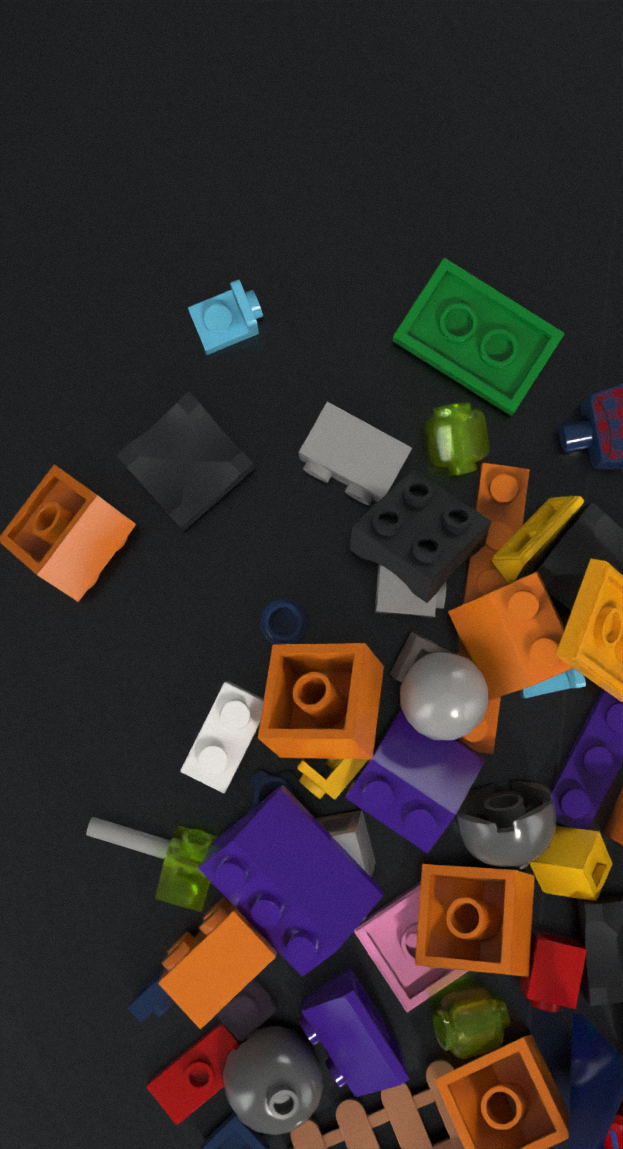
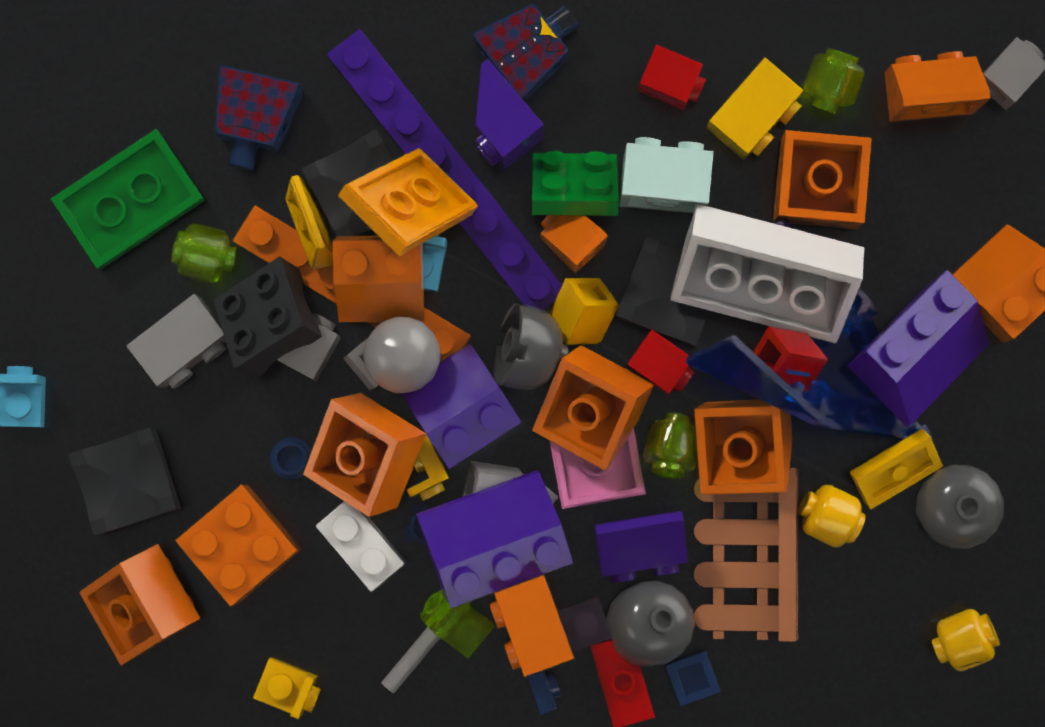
camera: 60 degrees left, 0 degrees up
(45, 723) = (287, 688): none -> yellow bracket
(170, 608) = (238, 545): none -> orange brick

